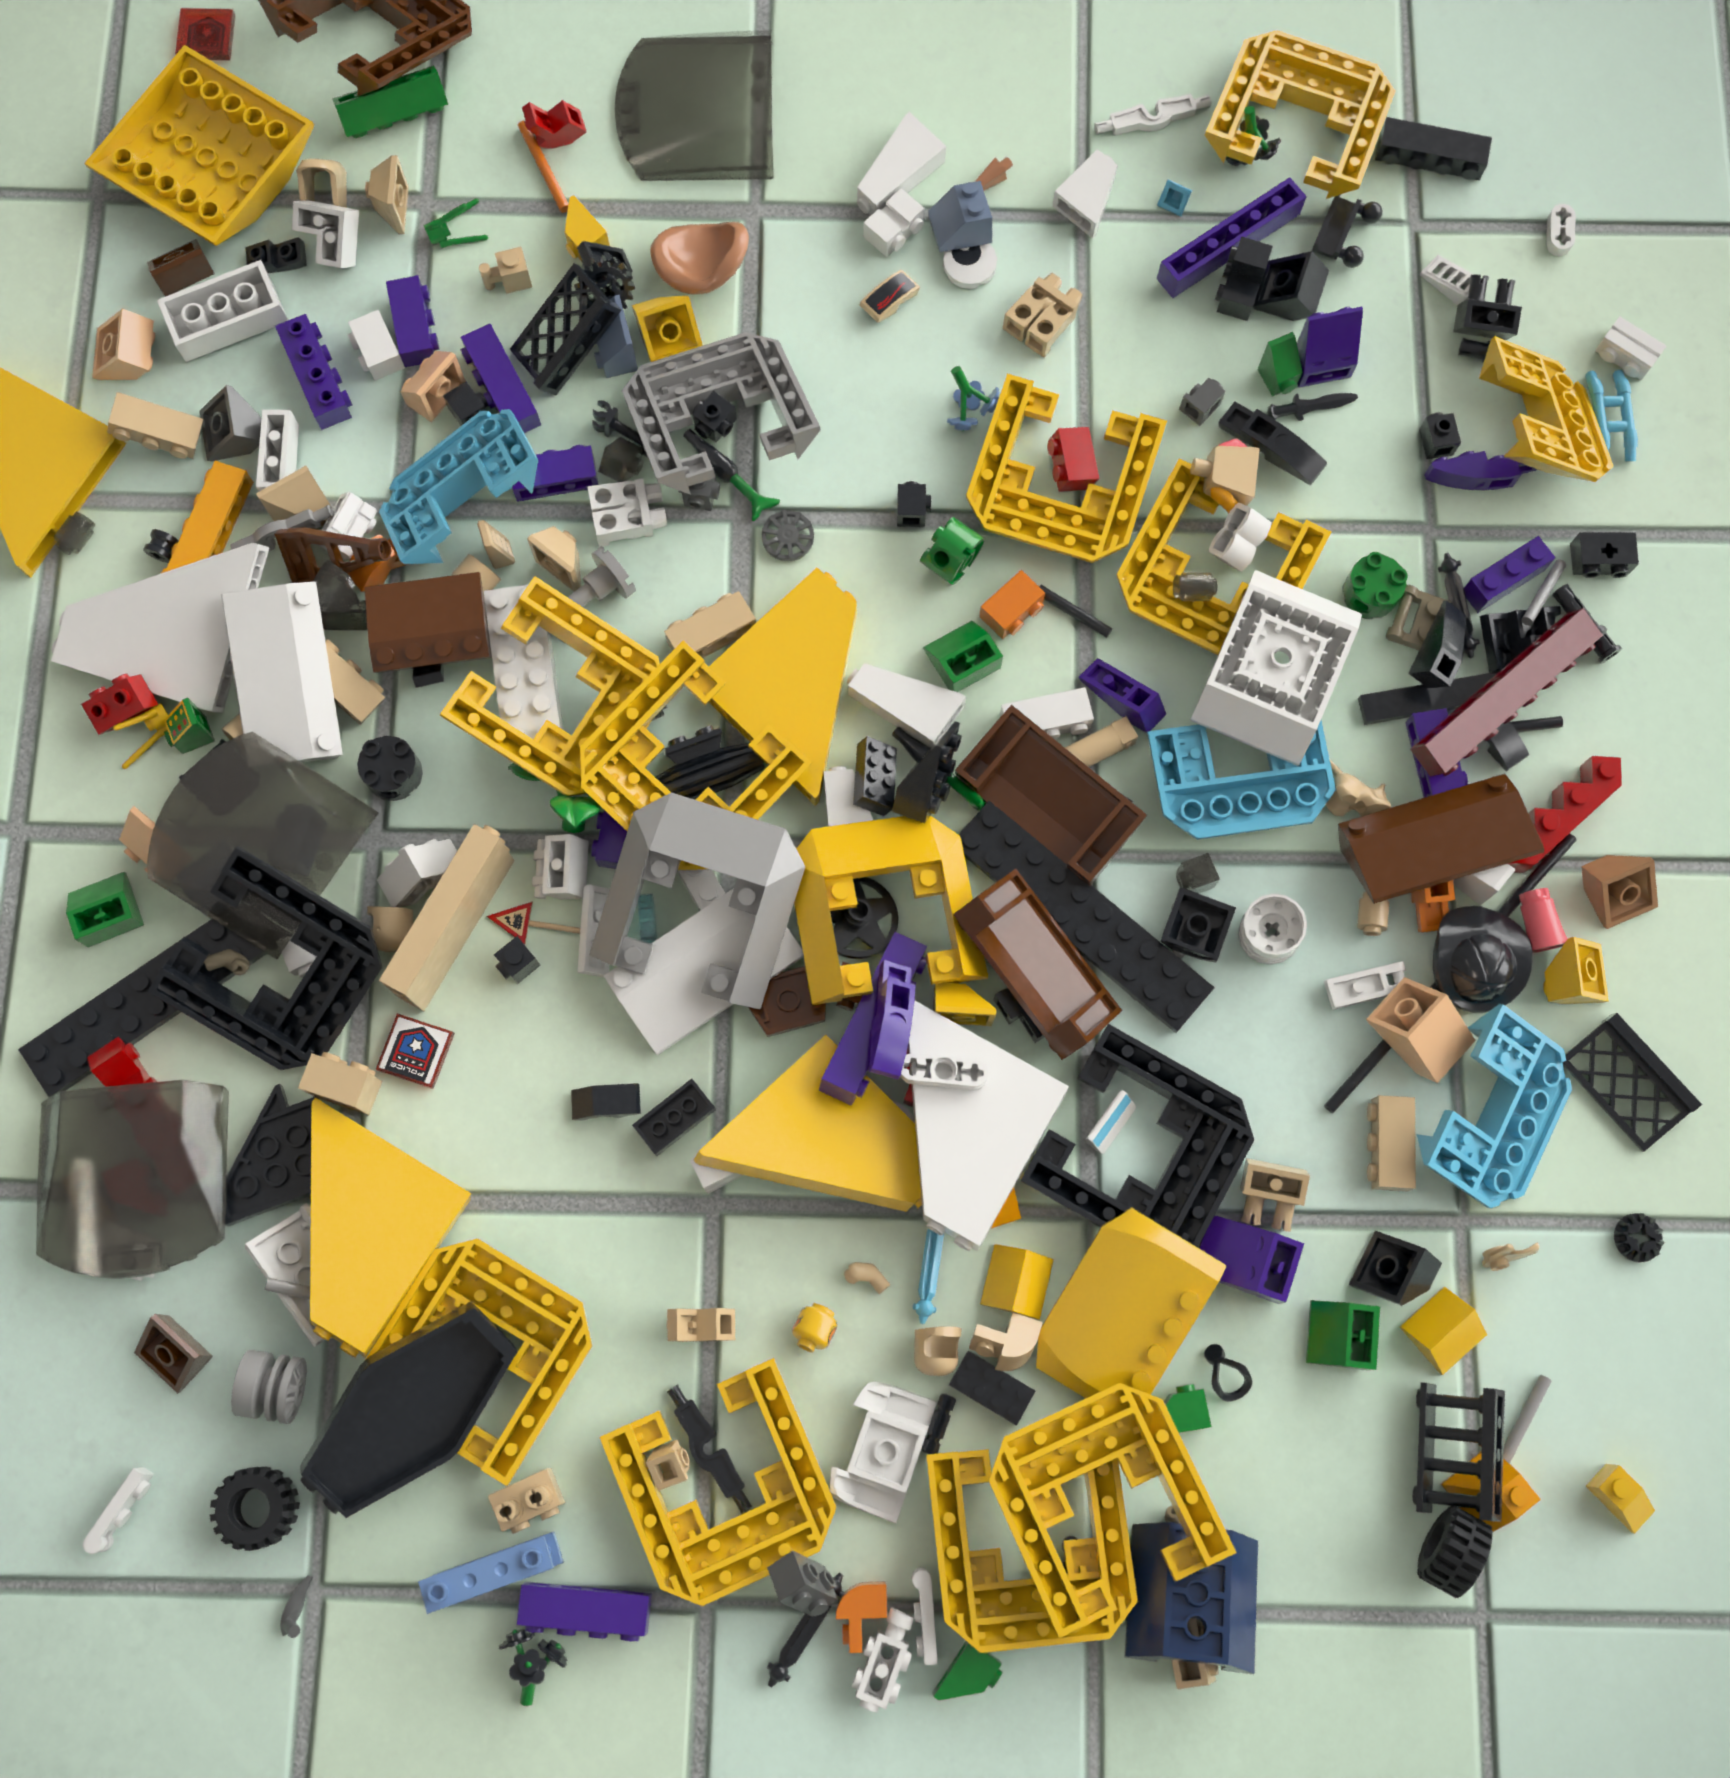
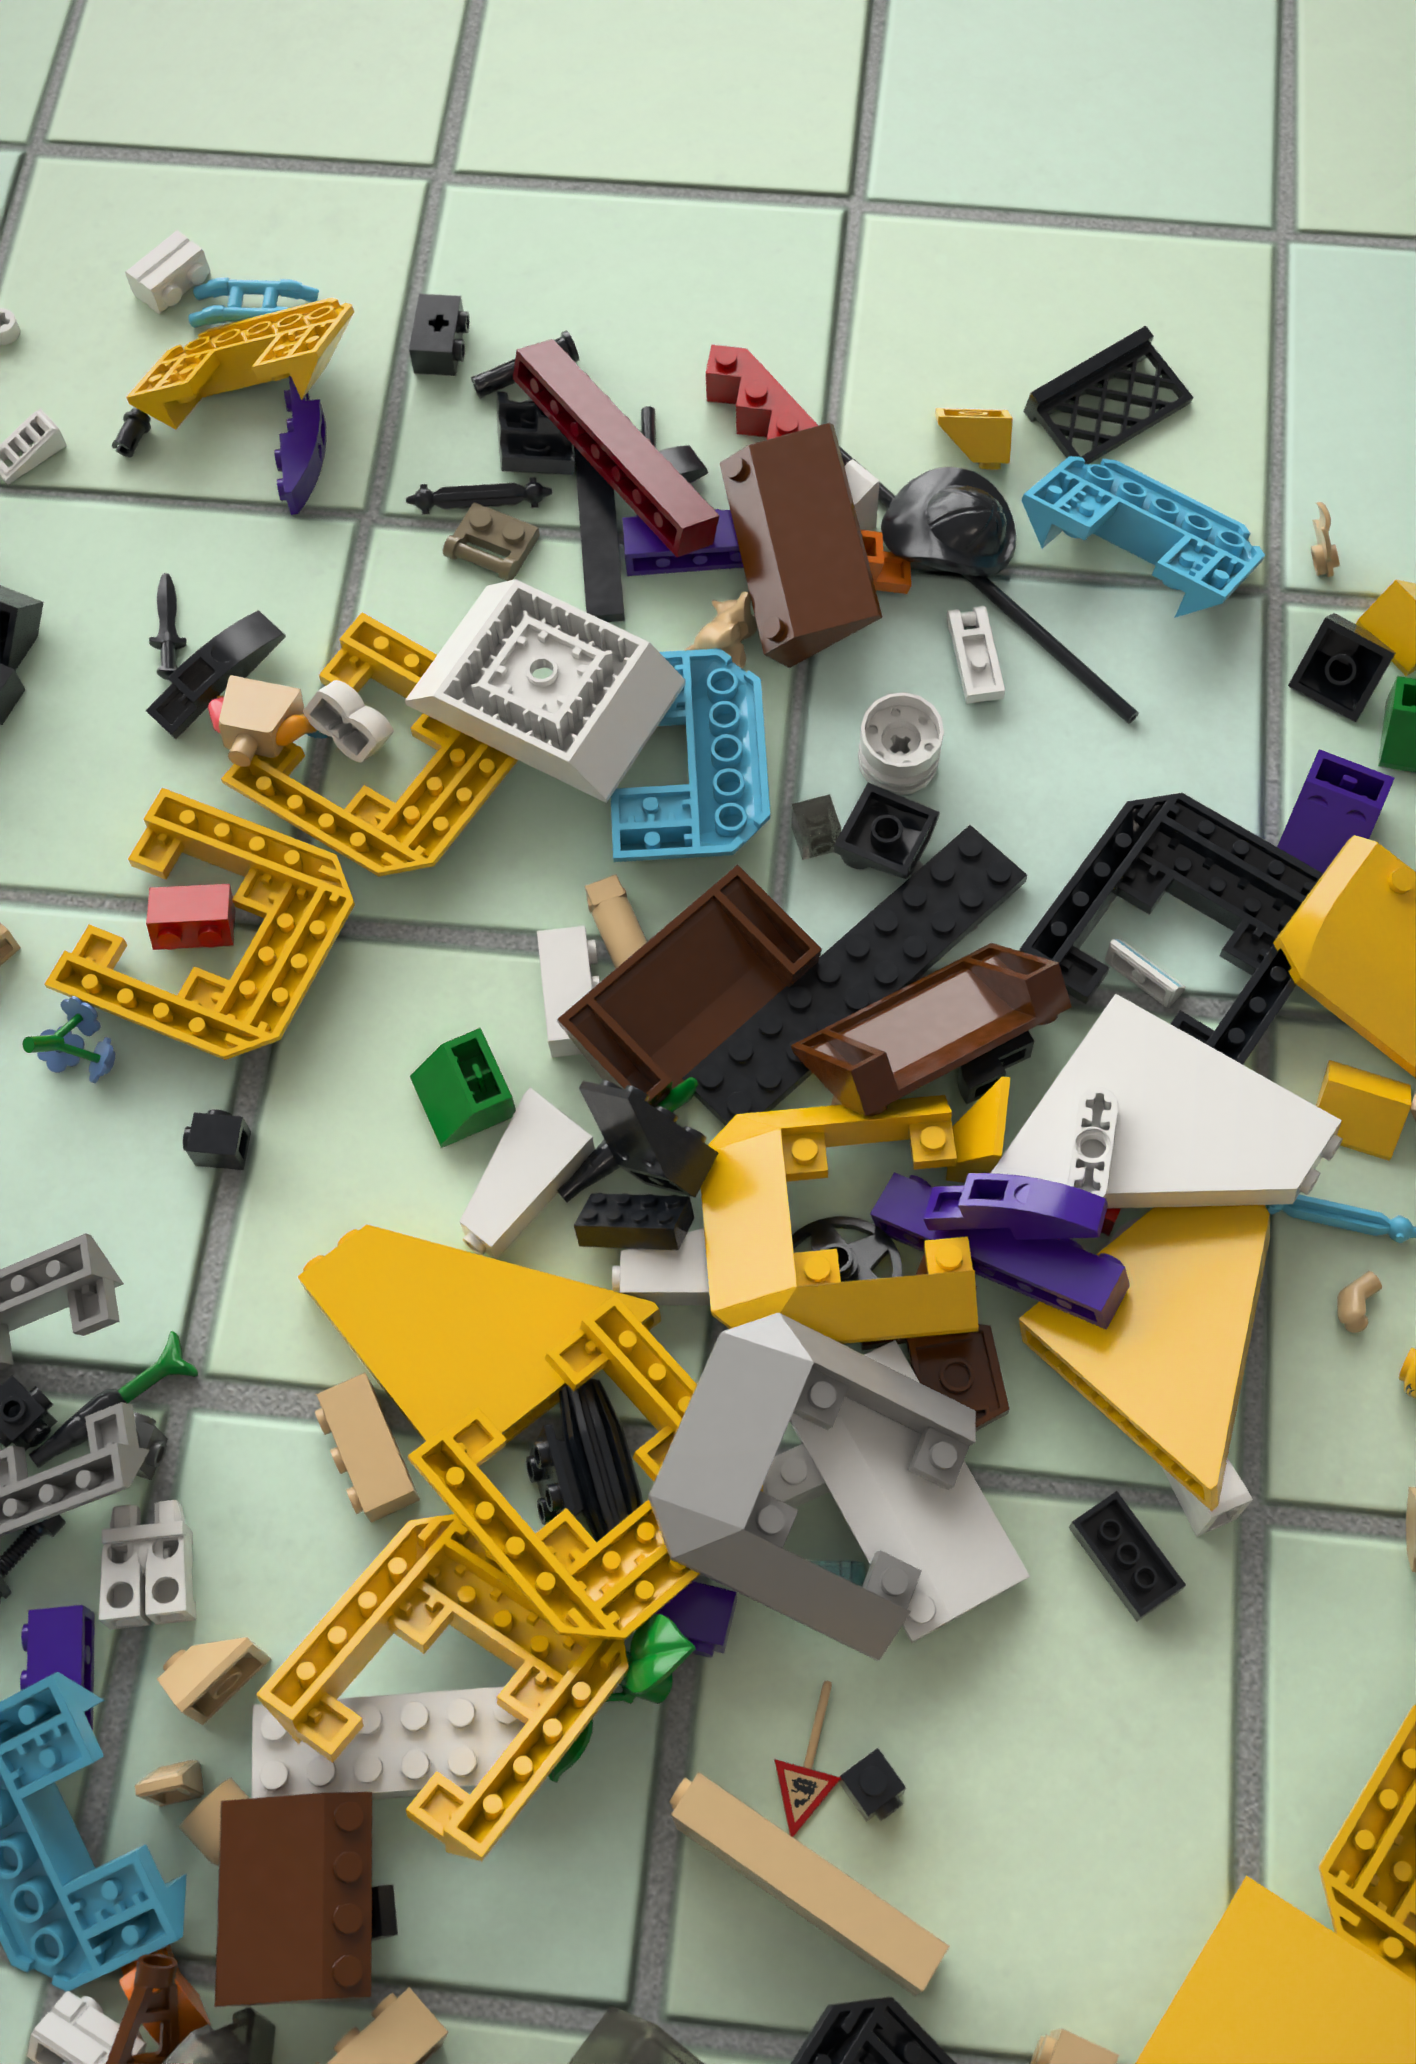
camera: 80 degrees left, 10 degrees down
(389, 768) = (530, 1987): black brick -> none
(390, 926) = (801, 1991): tan helmet -> none
(415, 871) = (715, 1940): white brick -> none
(415, 1051) = (1007, 1969): tile -> none
(560, 867) = (729, 1698): white brick -> none
(592, 908) = (823, 1657): white plate -> none
(603, 579) = (260, 1598): light grey piece -> none
(605, 1101) = (1101, 1658): black slope -> none
(621, 460) = (62, 1563): clear smoke brick -> none
(787, 535) = (231, 1324): dark grey wheel -> none
(952, 550) = (305, 1084): green brick -> none
(1012, 605) = (396, 1019): orange brick -> none
(1076, 612) = (414, 945): black bar -> none
(1124, 695) = (548, 890): dark purple slope -> none
(1194, 586) = (414, 778): clear smoke brick -> none
(1202, 400) = (135, 750): dark grey brick -> none
(1274, 1182) = (1234, 781): tan brick -> none
(1281, 365) = (108, 647): green slope -> none
(1329, 346) = (97, 585): dark purple slope -> none
(1372, 917) = (884, 637): tan brick -> none
(1374, 585) = (441, 579): green brick -> none
(1392, 1143) = (1182, 649): tan brick -> none
(1422, 1028) = (1038, 596): light nougat slope -> none
(1439, 435) = (243, 485): black brick -> none
(1442, 649) = (548, 512): black slope -> none
(1488, 318) = (95, 407): black brick -> none
(1508, 574) = (449, 433): dark purple brick -> none
(1541, 920) = (907, 455): coral plant -> none
(1543, 592) = (478, 402): light grey bar -> none
(1620, 887) = (869, 375): medium nougat slope -> none
(1629, 1246) = (1281, 419): black gear -> none

